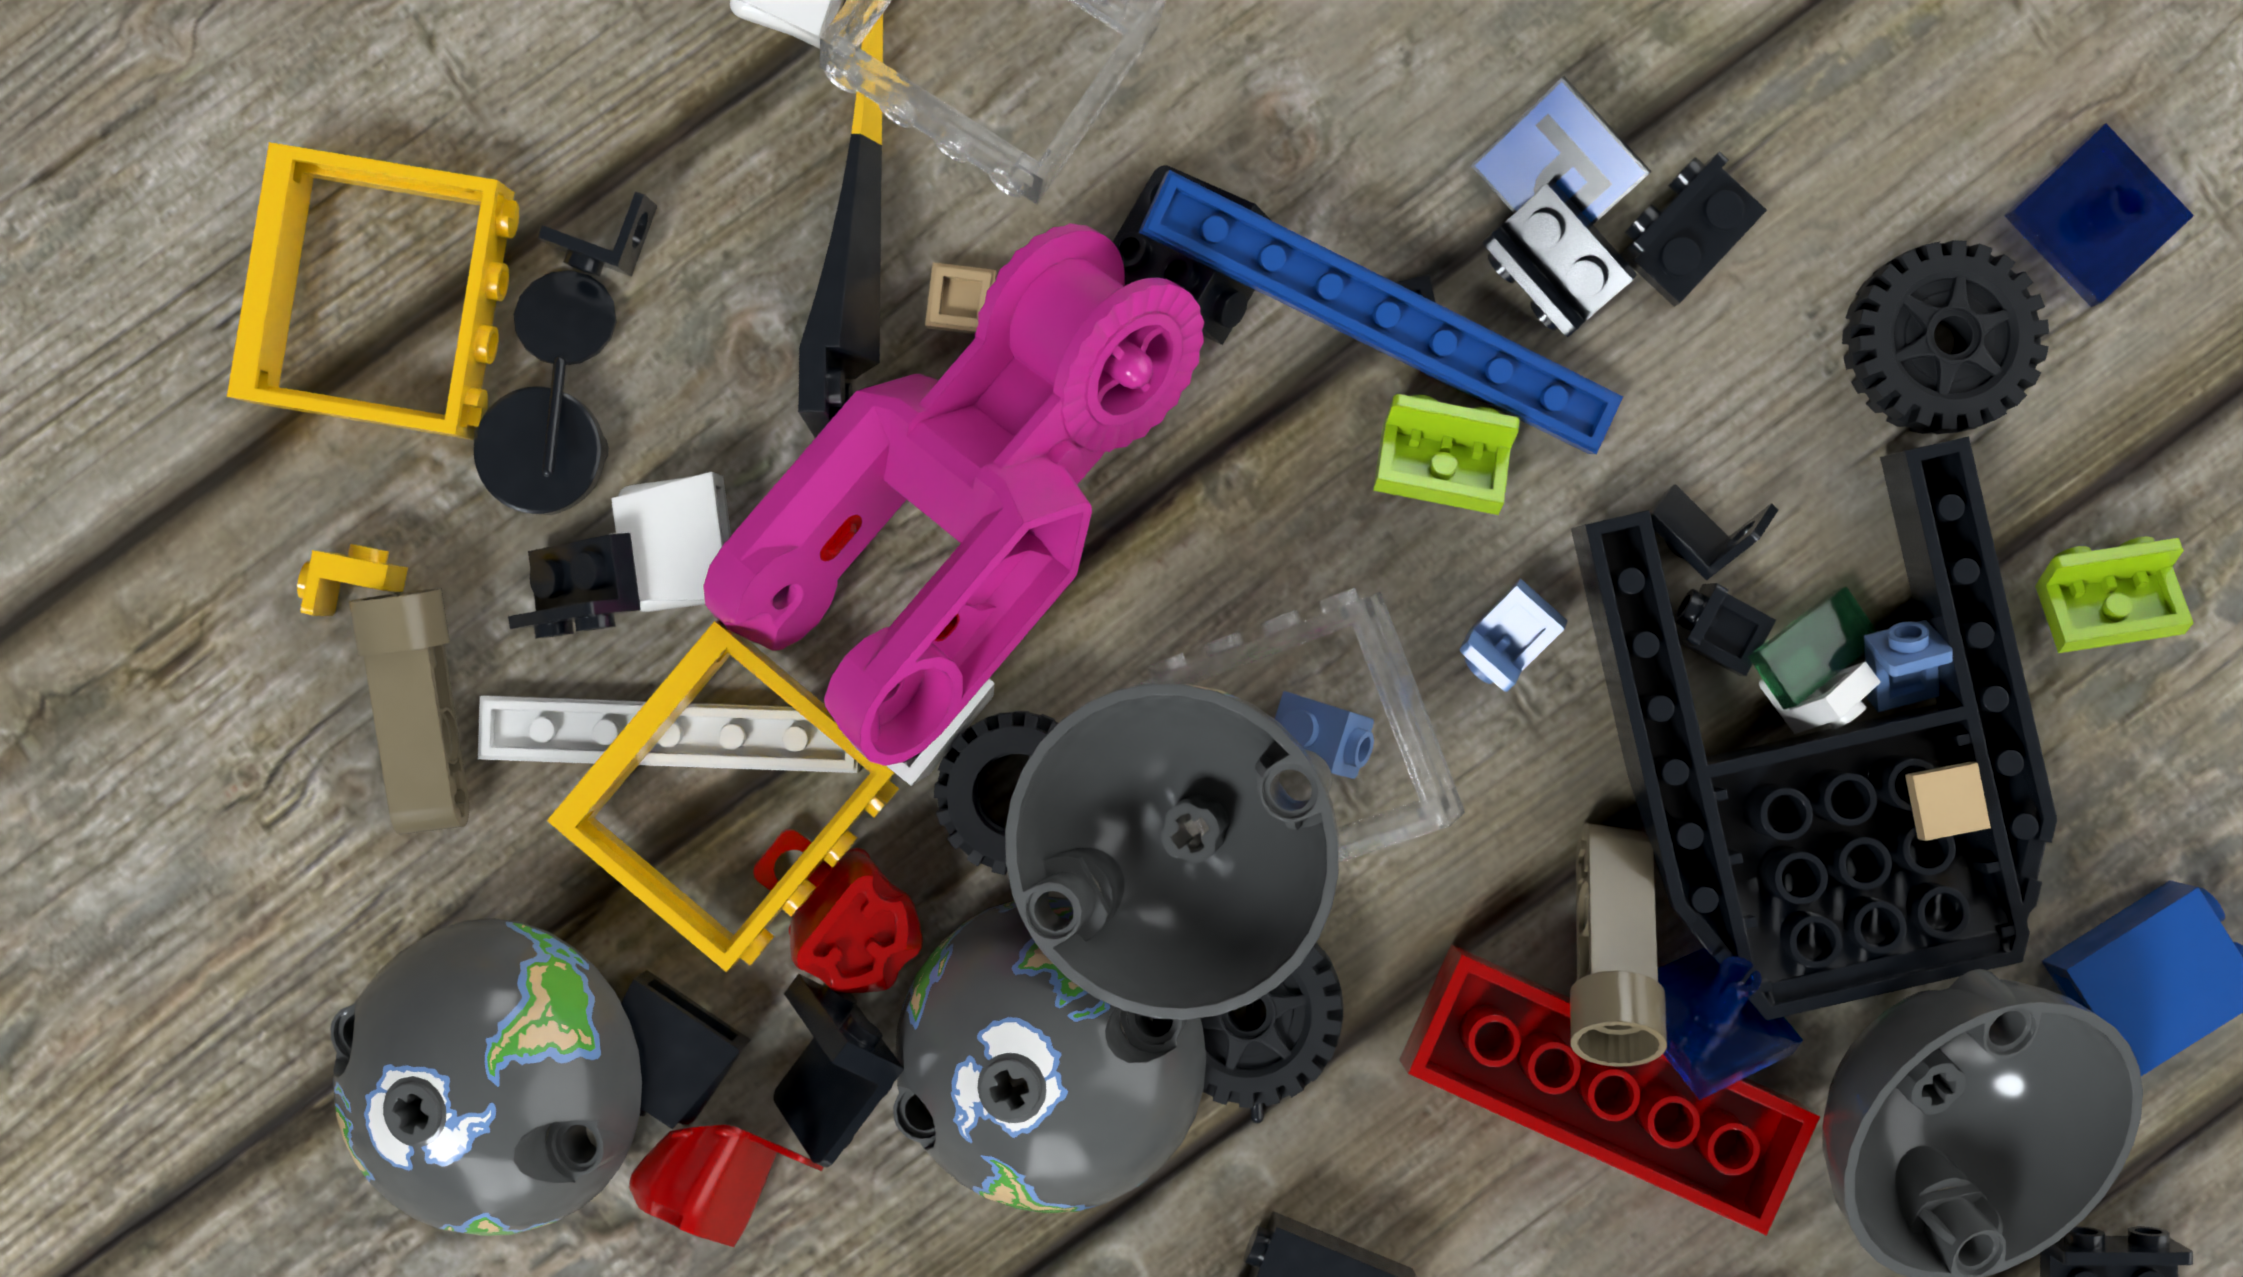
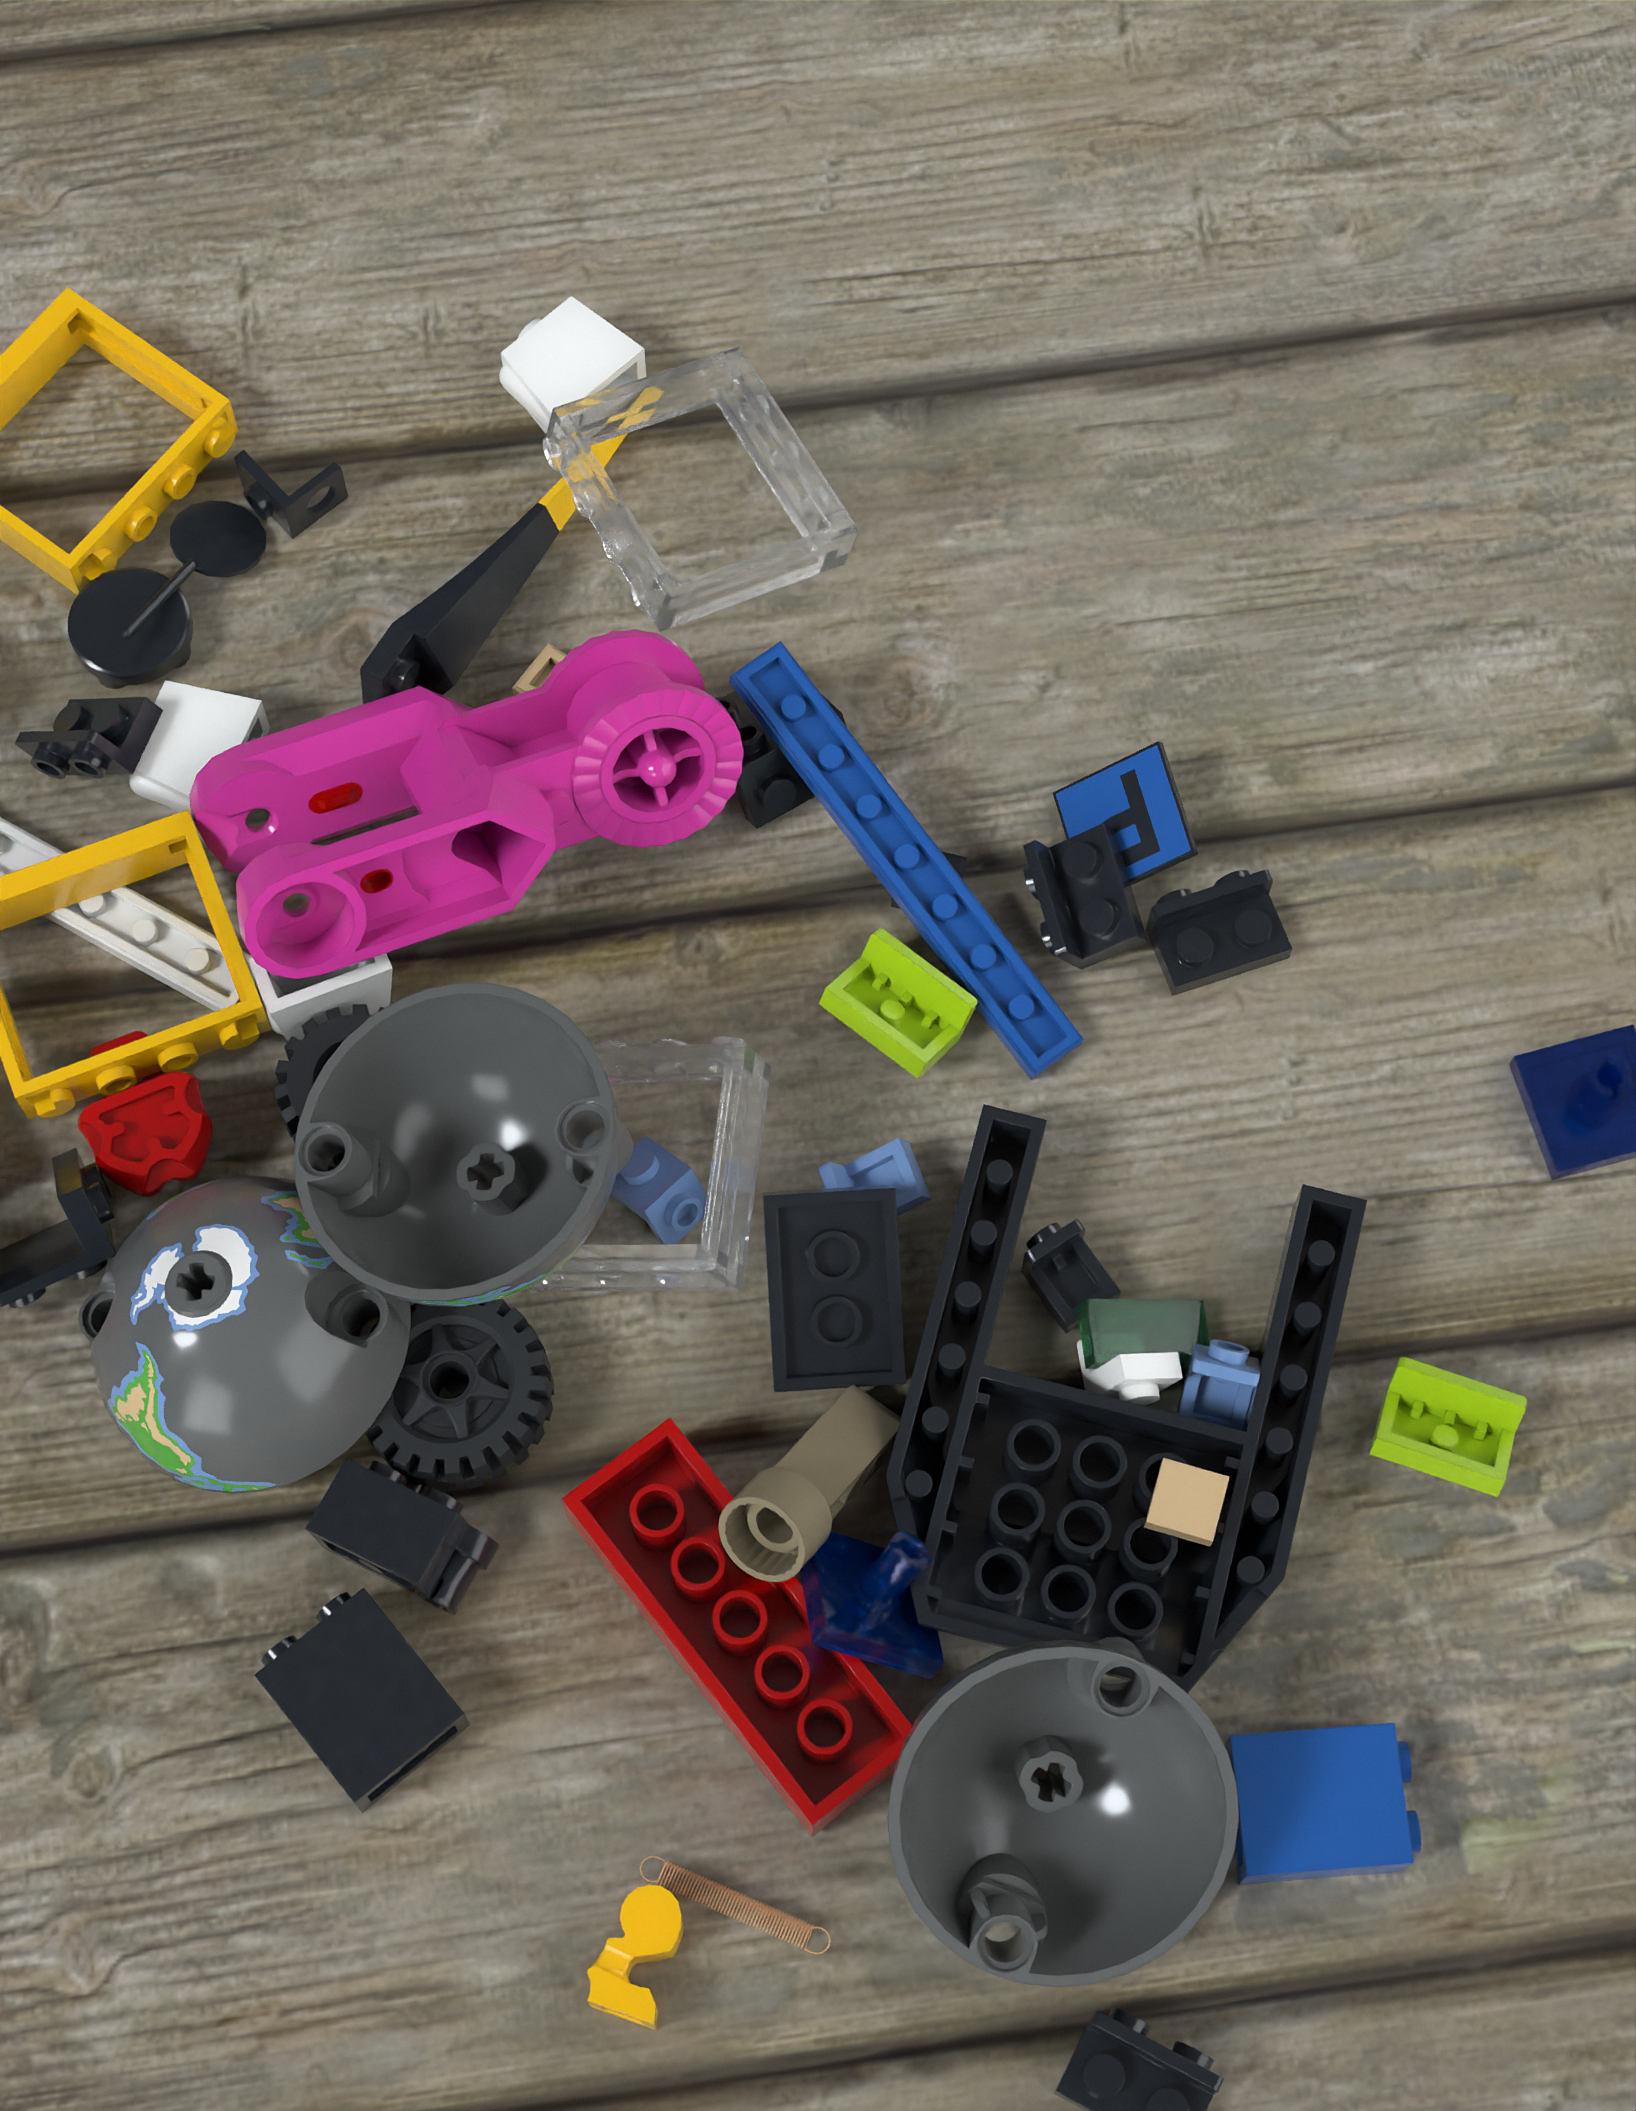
camera: 25 degrees right, 20 degrees down
(1276, 1158) = (401, 1533): none -> black hinge
(1531, 752) = (834, 1288): none -> black plate
(1700, 539) = (1087, 1187): black bracket -> none
(1992, 330) = (1406, 1085): black wheel -> none

